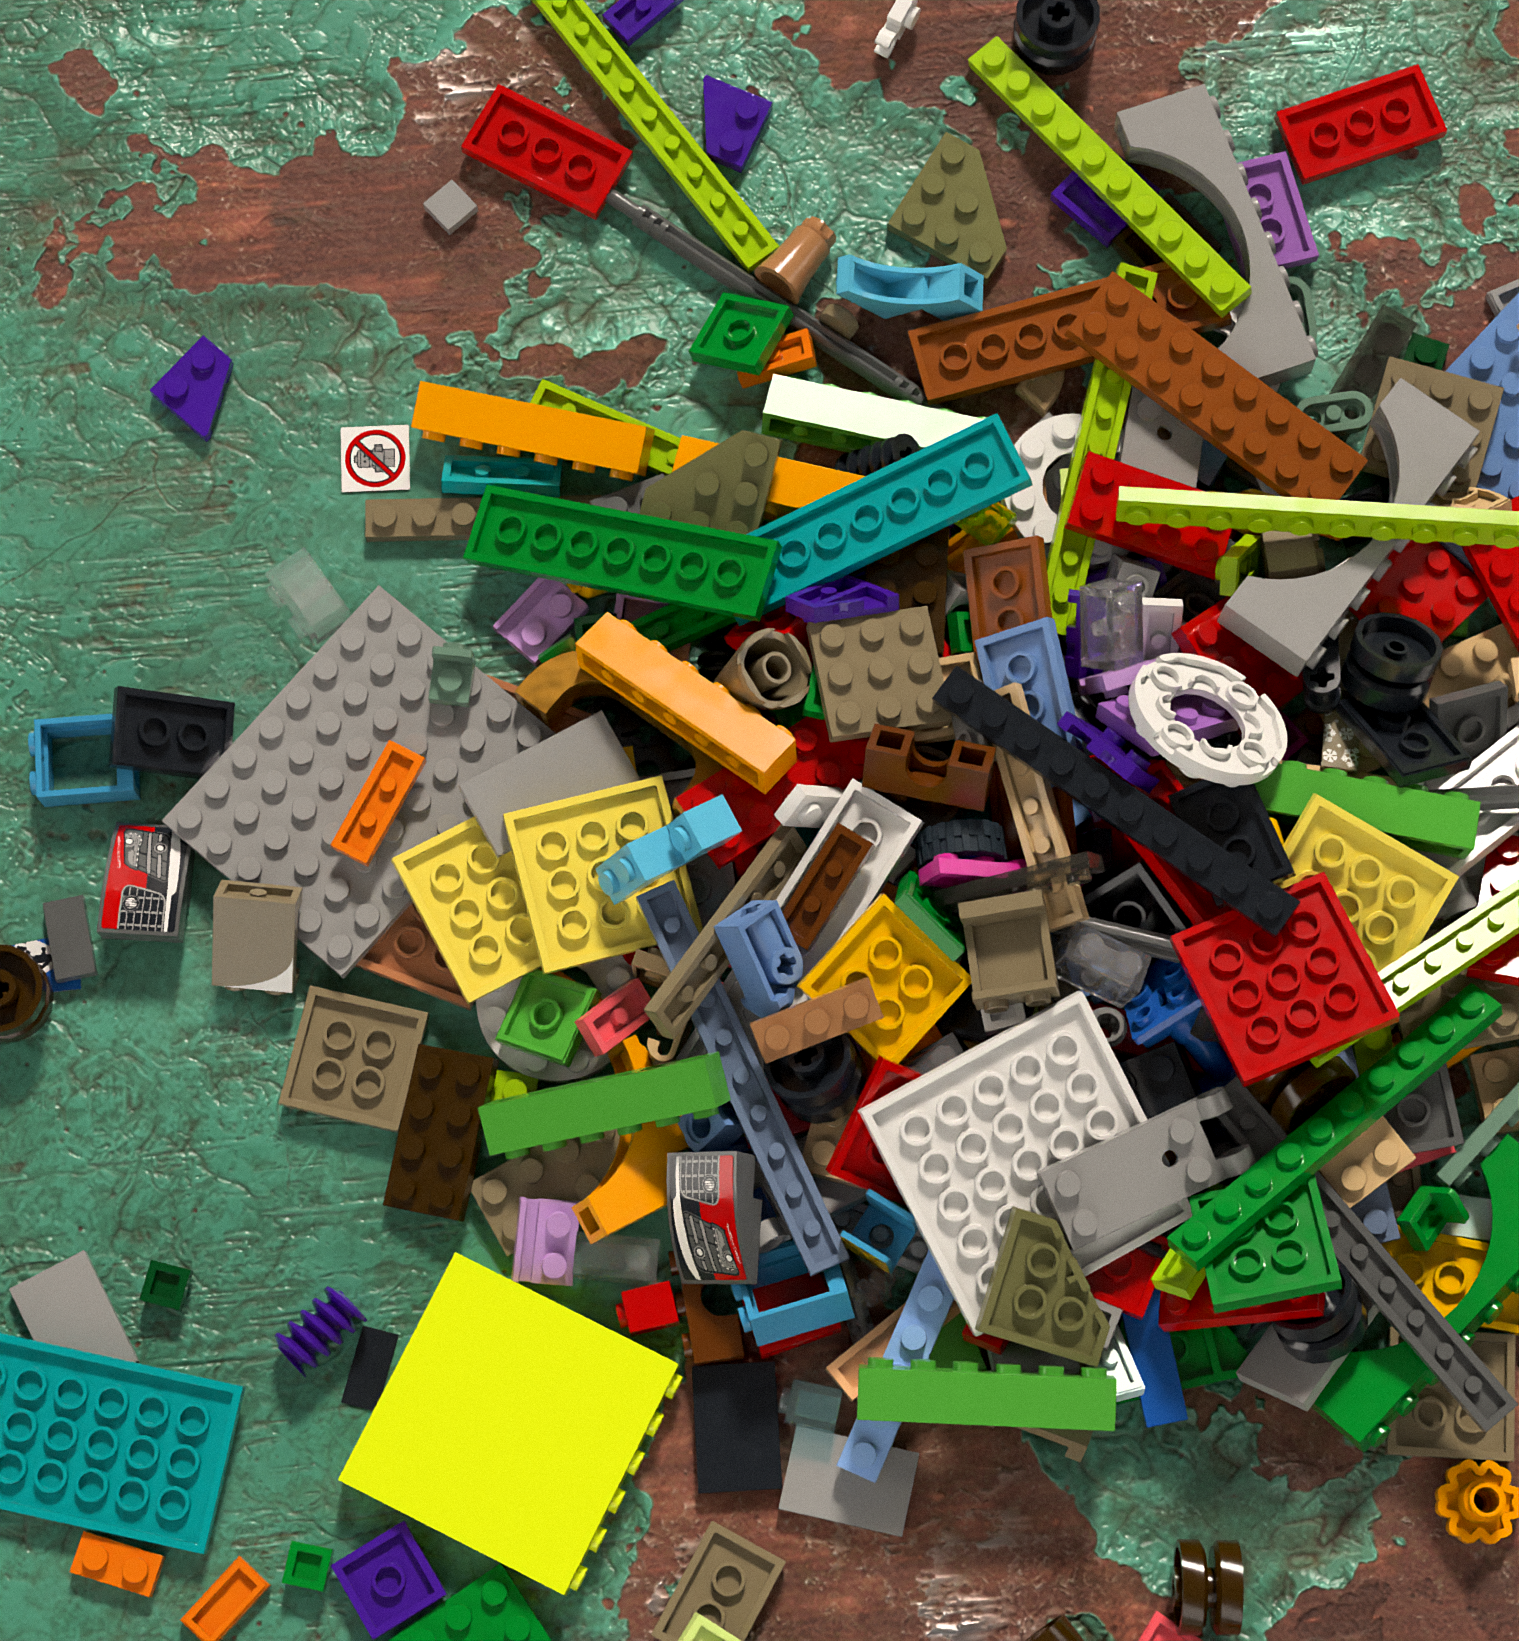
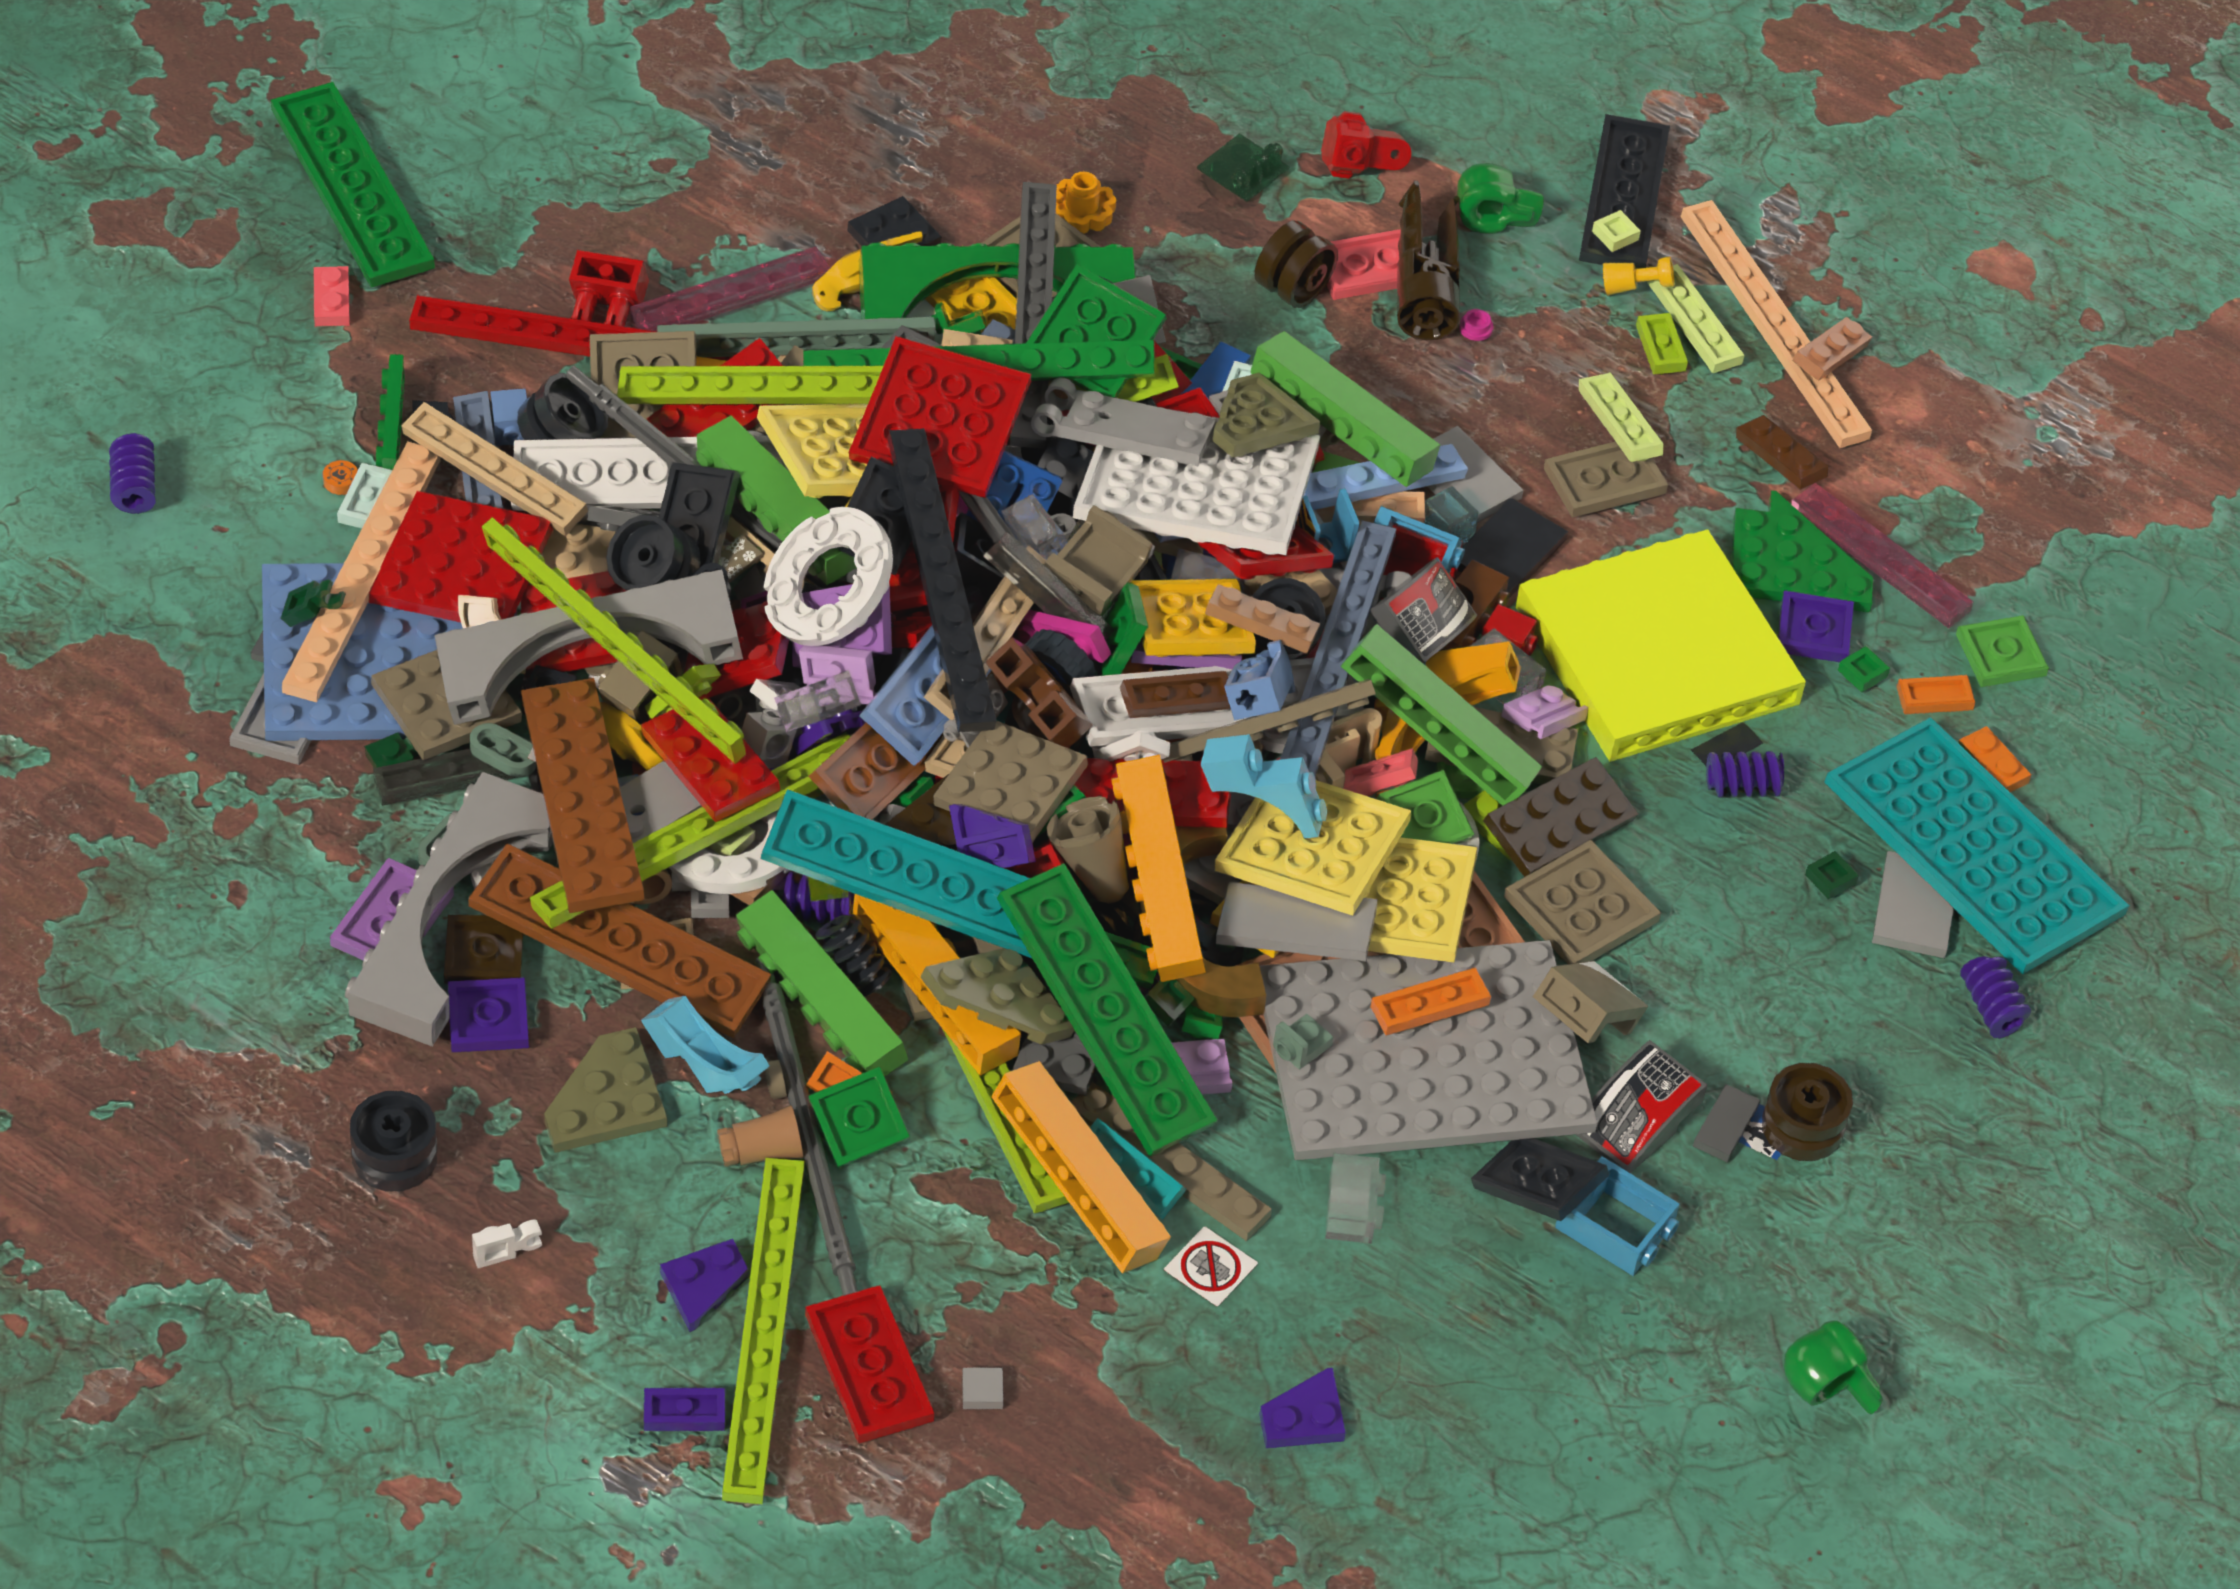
camera: 145 degrees left, 25 degrees down
(1109, 748) = (911, 597): dark purple wing -> none
(1110, 177) = (479, 1010): lime plate -> none
(1360, 124) = (253, 918): red plate -> none

